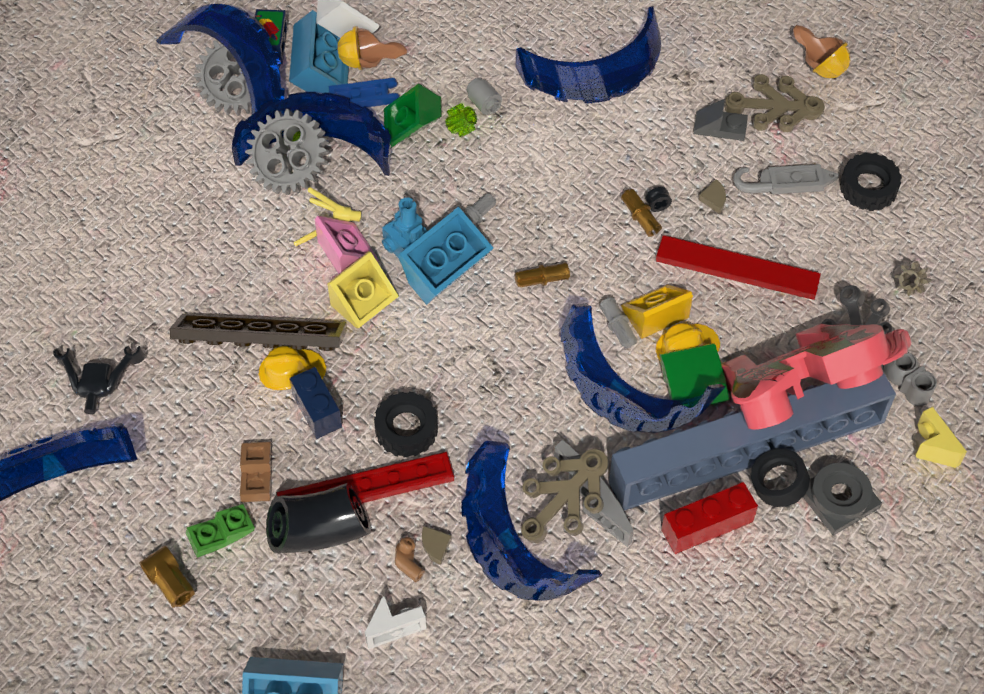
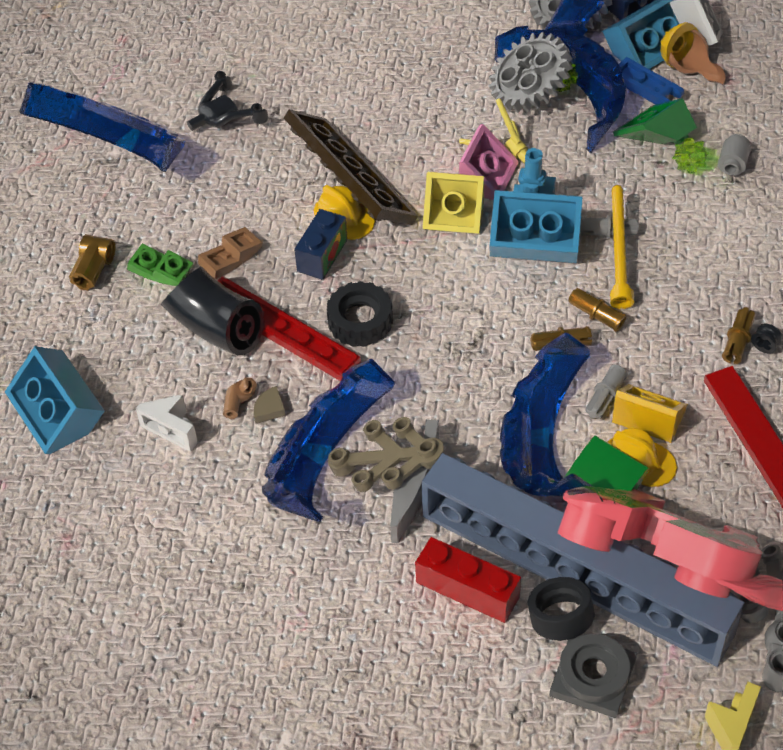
camera: 55 degrees right, 5 degrees down
(543, 251) = (621, 295): none -> yellow piece
(549, 314) = (540, 339): none -> pearl gold axle

